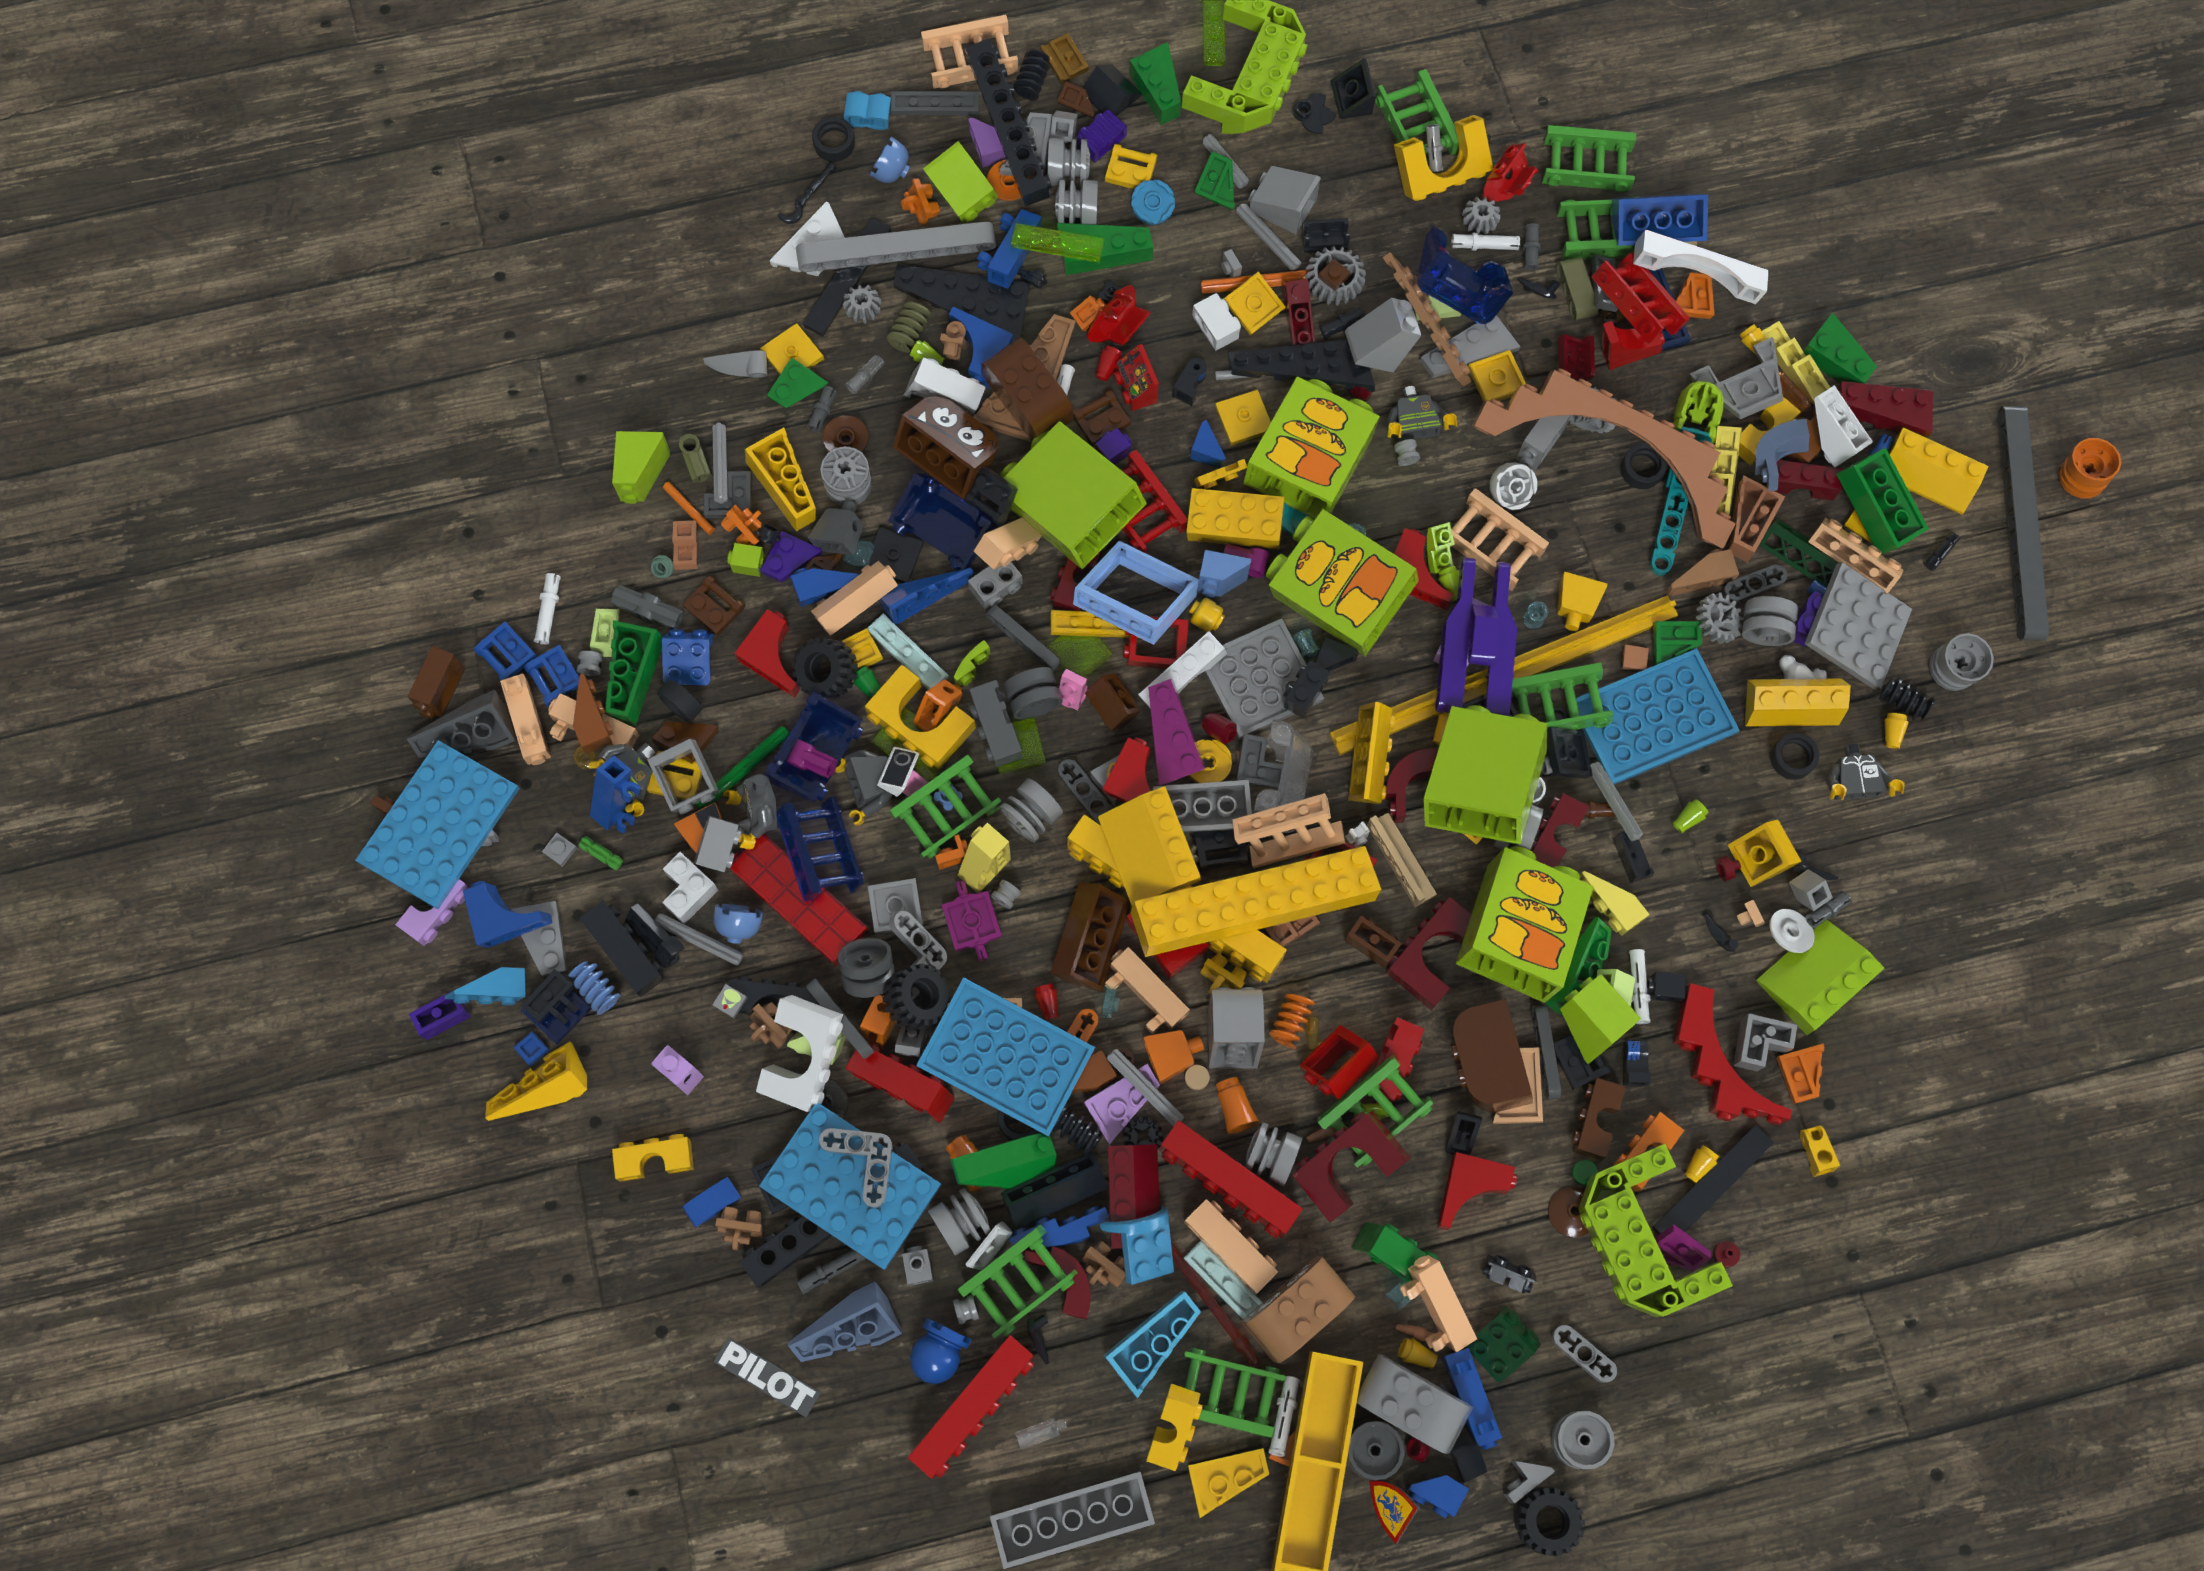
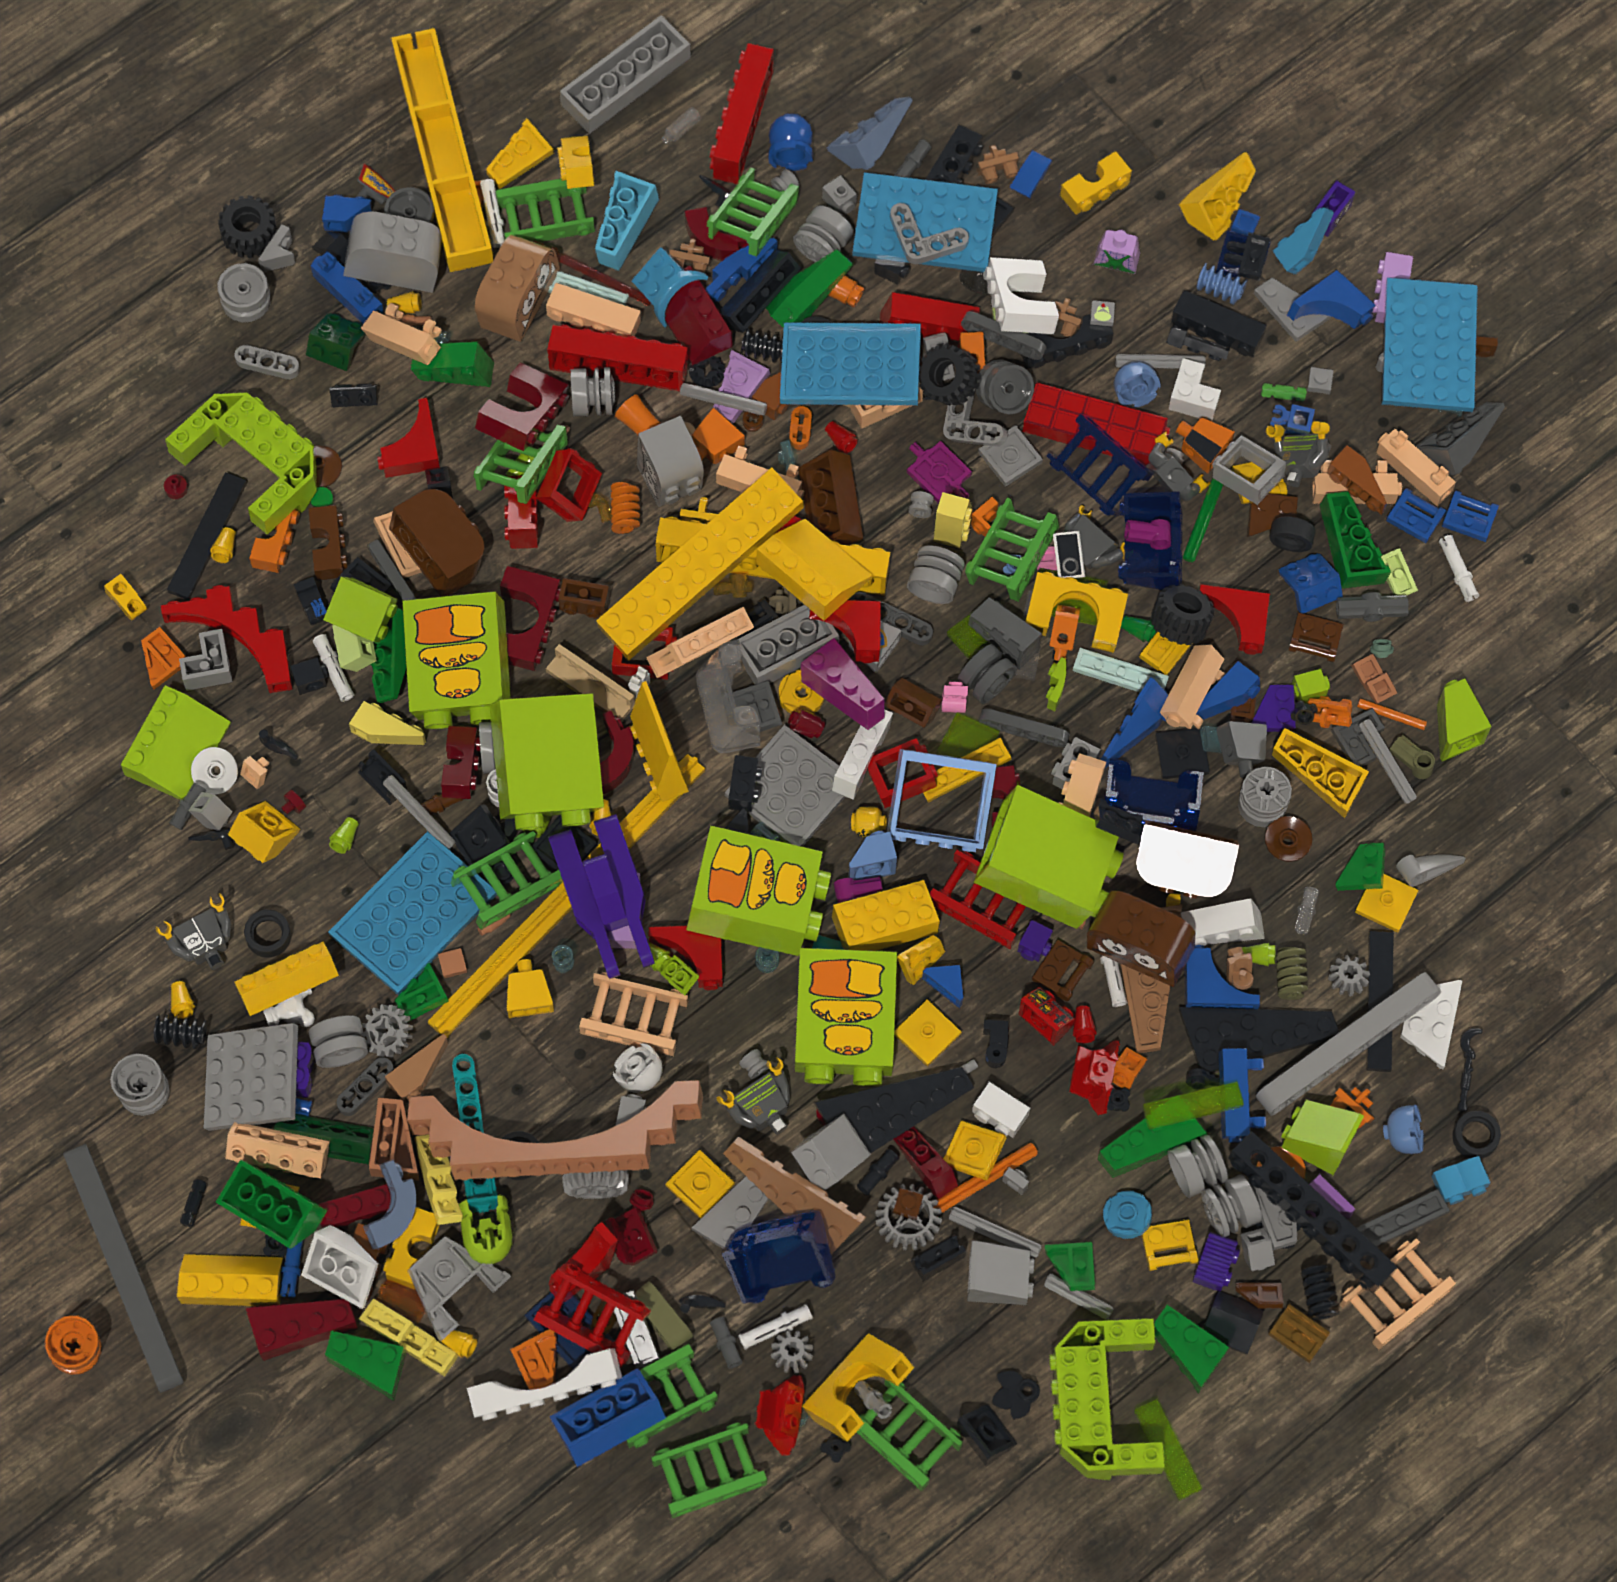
camera: 155 degrees right, 5 degrees down
(436, 683) = (1508, 456): reddish brown window -> none
(589, 663) = (1391, 537): light grey wheel -> none
(717, 843) = (1184, 419): light grey brick -> none
(767, 1377) = (916, 78): sticker -> none
(821, 409) = (1326, 858): dark grey pin -> none
(989, 1246) = (789, 229): white slope -> none
(1682, 1249) = (219, 467): magenta wing -> none

